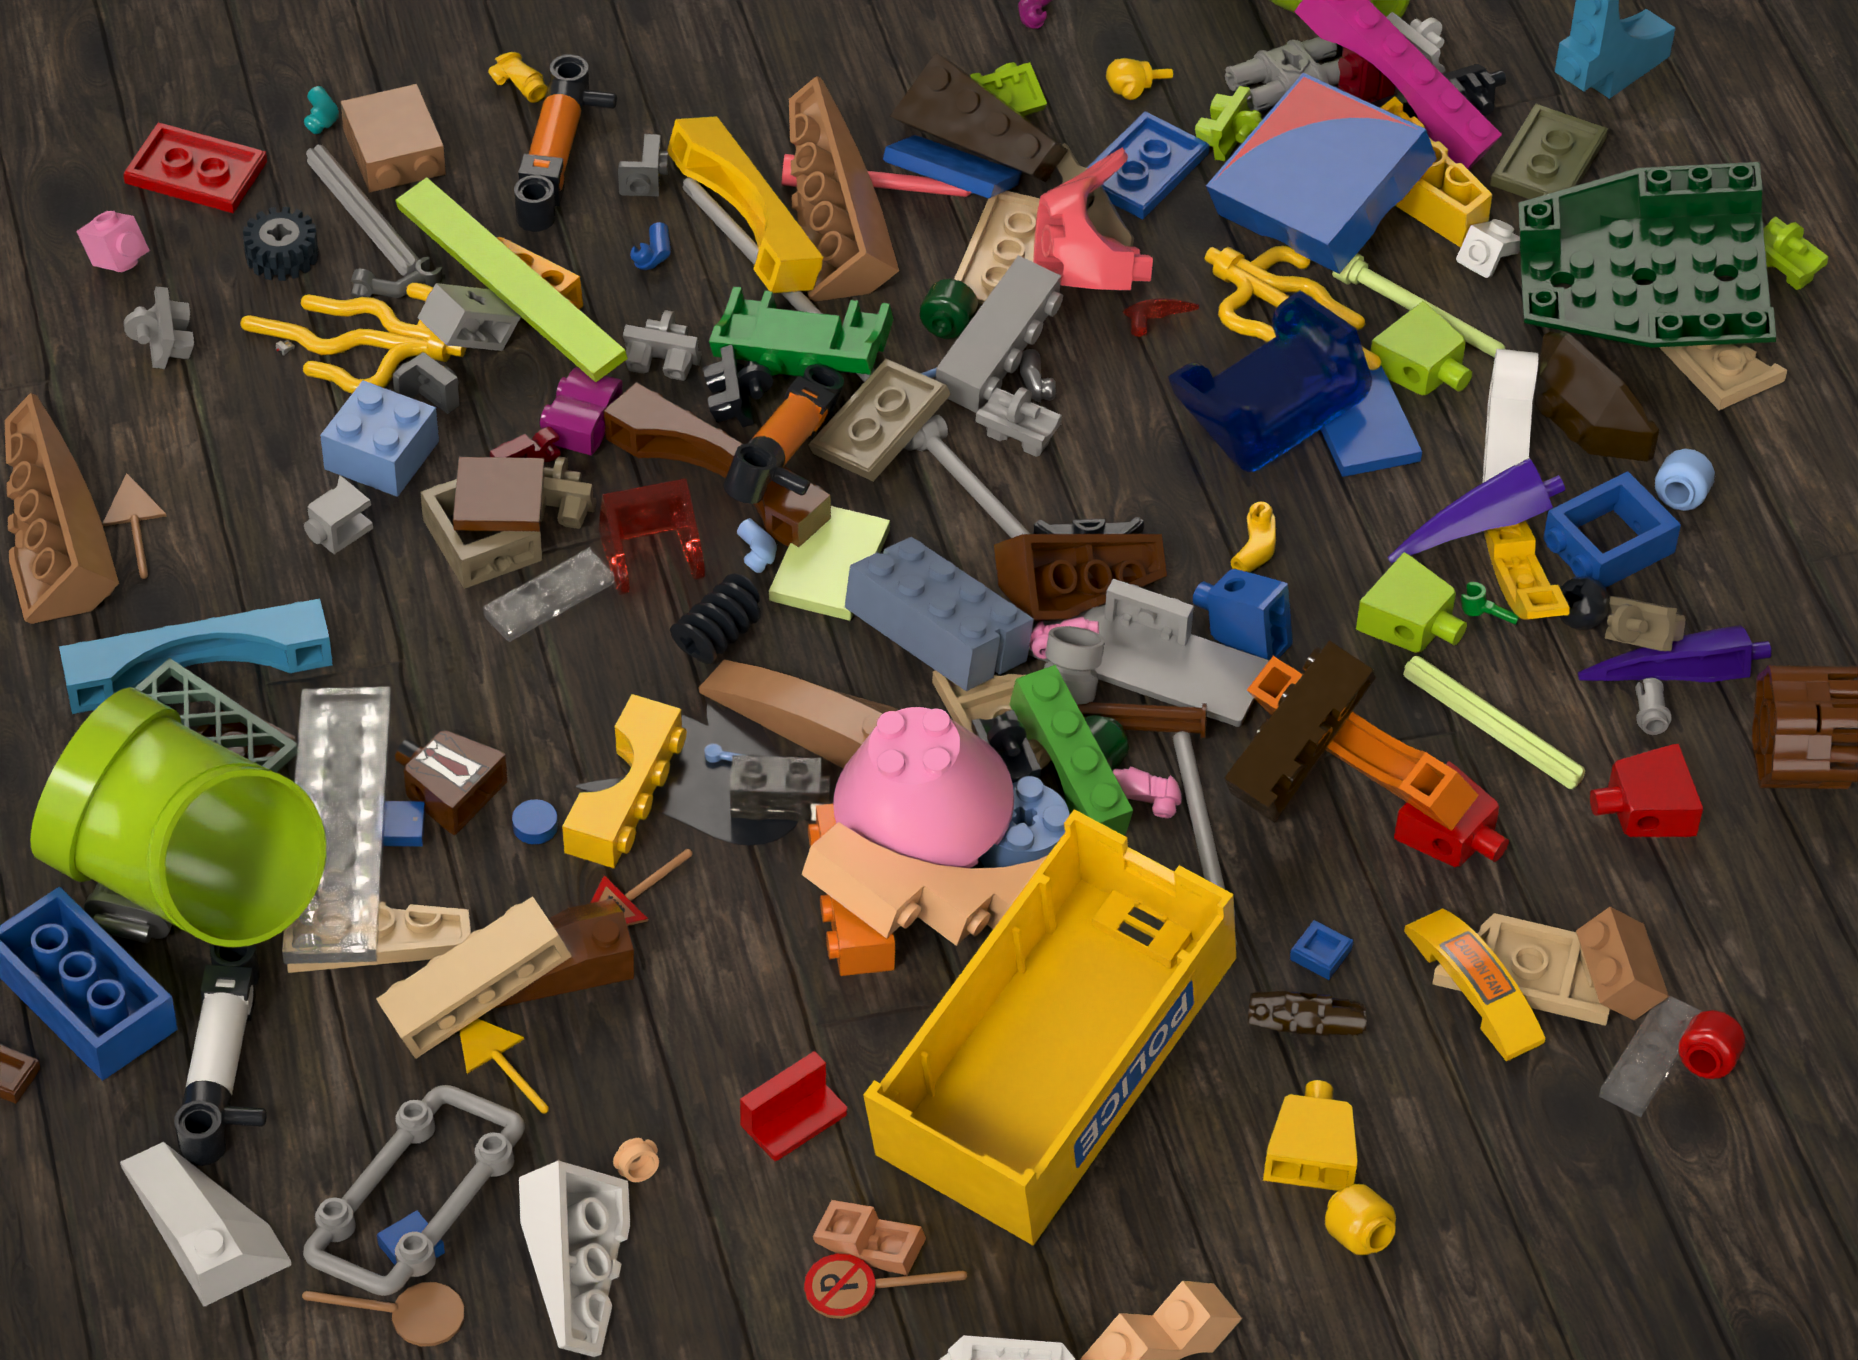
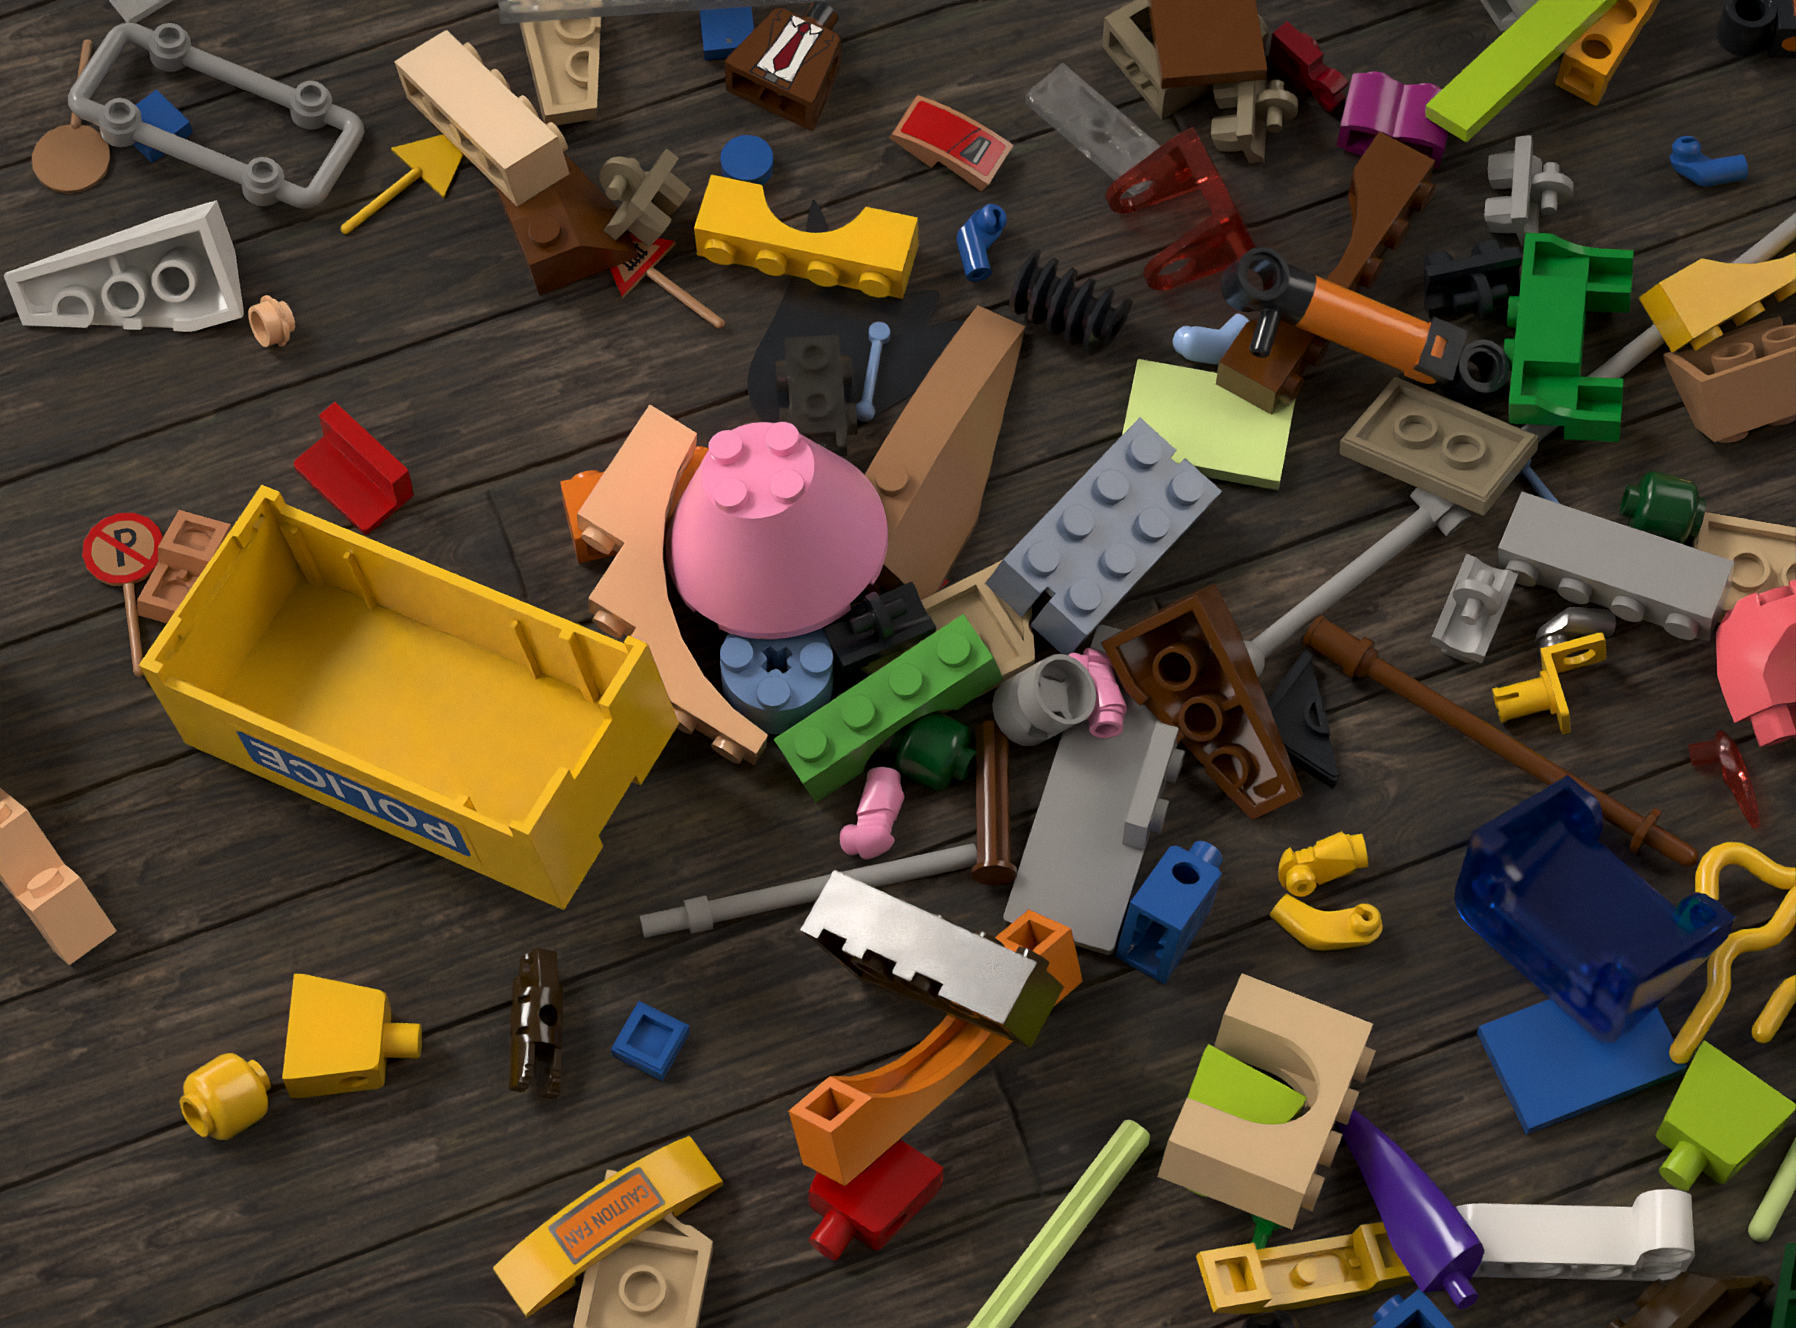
camera: 85 degrees right, 15 degrees up
(541, 685) = (947, 136): none -> slope
(570, 879) = (646, 196): none -> dark tan hips
(638, 681) = (977, 237): none -> blue arm
(1046, 493) = (1362, 660): none -> reddish brown bar
(1083, 390) = (1545, 691): none -> yellow bracket
(1207, 534) = (1324, 862): none -> yellow arm
(1367, 545) = (1263, 1165): none -> tan arch

